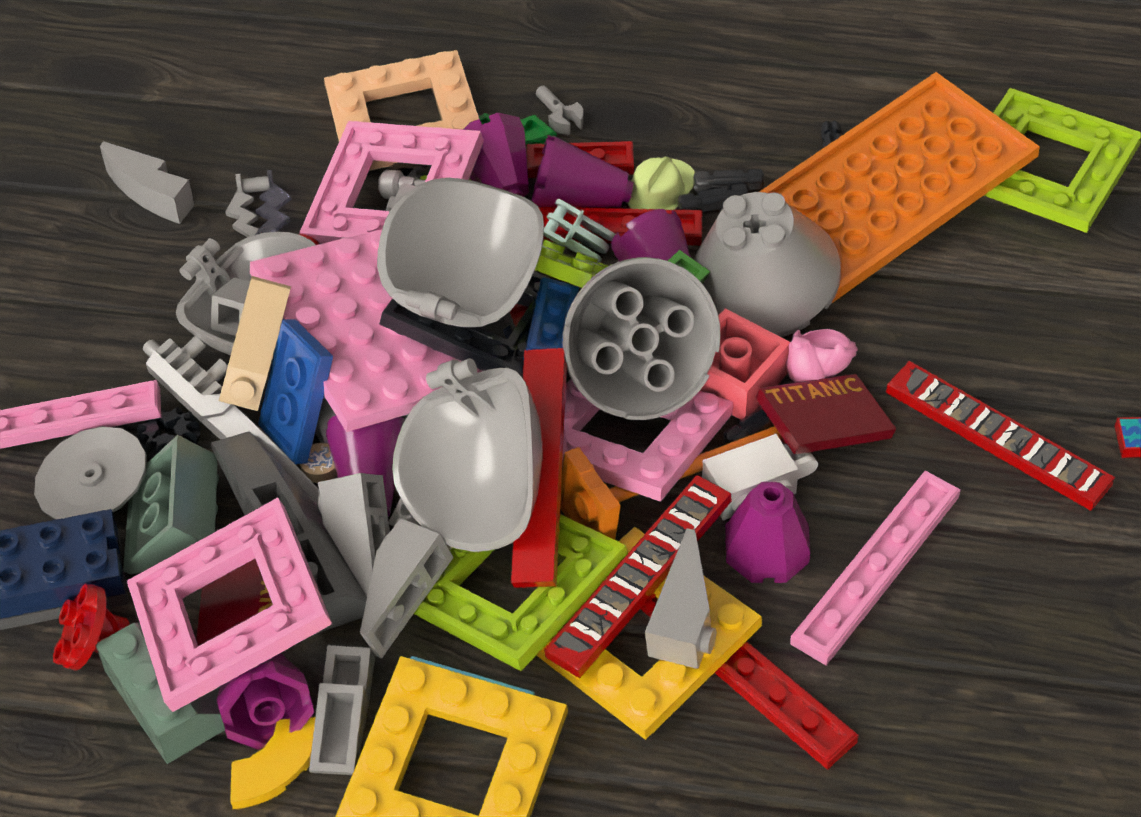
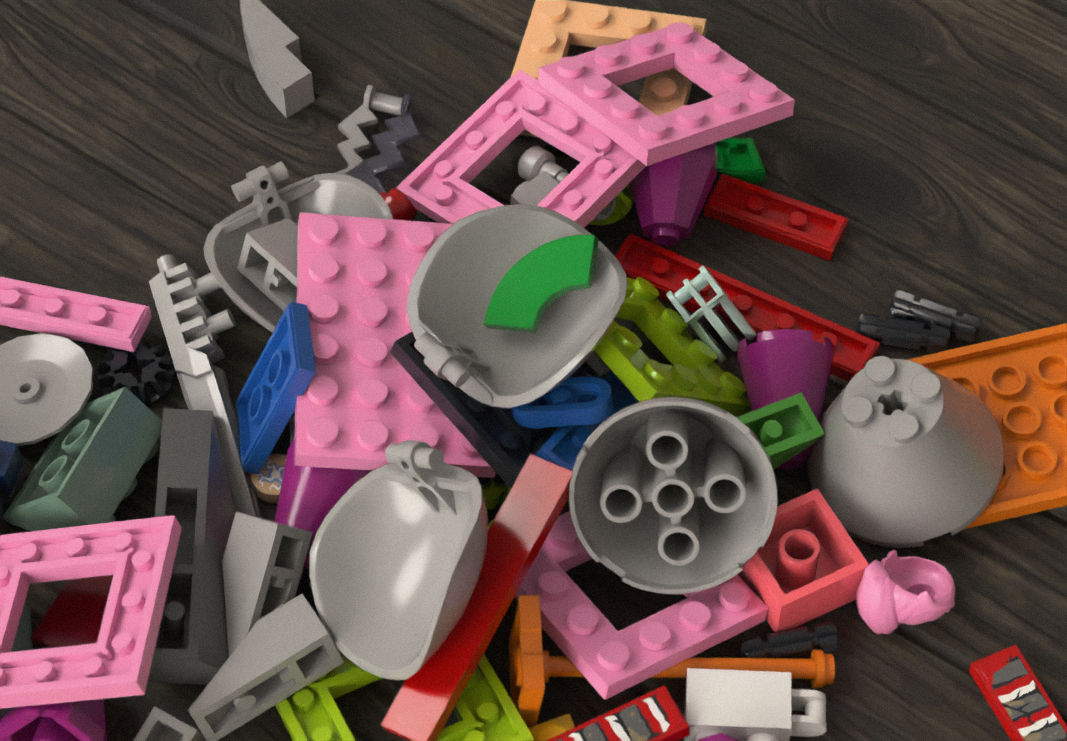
camera: 25 degrees right, 5 degrees up
(254, 343) = (254, 314): tan slope -> none
(414, 106) = (738, 104): none -> bright pink plate
(469, 229) = (539, 280): none -> green tile
(536, 305) = (569, 404): none -> blue plate
(561, 113) = (787, 144): light grey bar -> none
(578, 178) = (749, 245): magenta cone -> none
(660, 183) = (851, 286): yellowish green piece -> none
(825, 413) = (870, 670): dark red tile -> none

